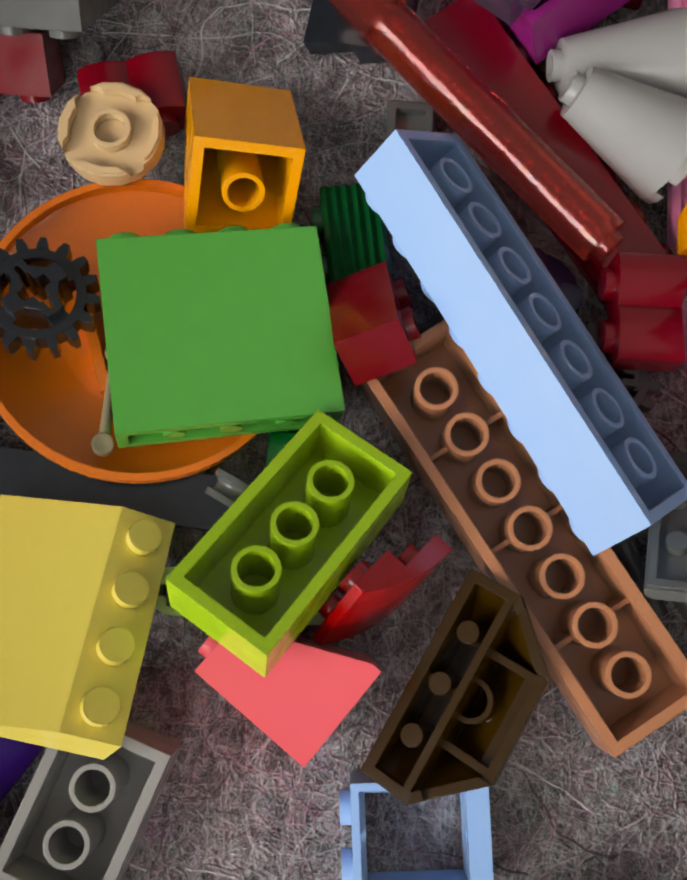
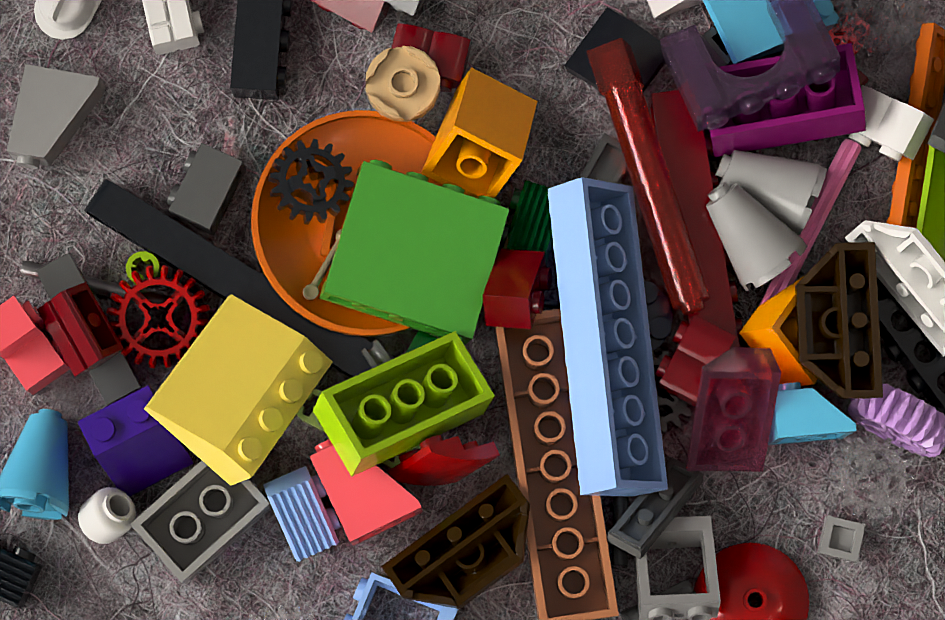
camera: 20 degrees right, 0 degrees up
(219, 746) = (301, 512): none -> light blue brick

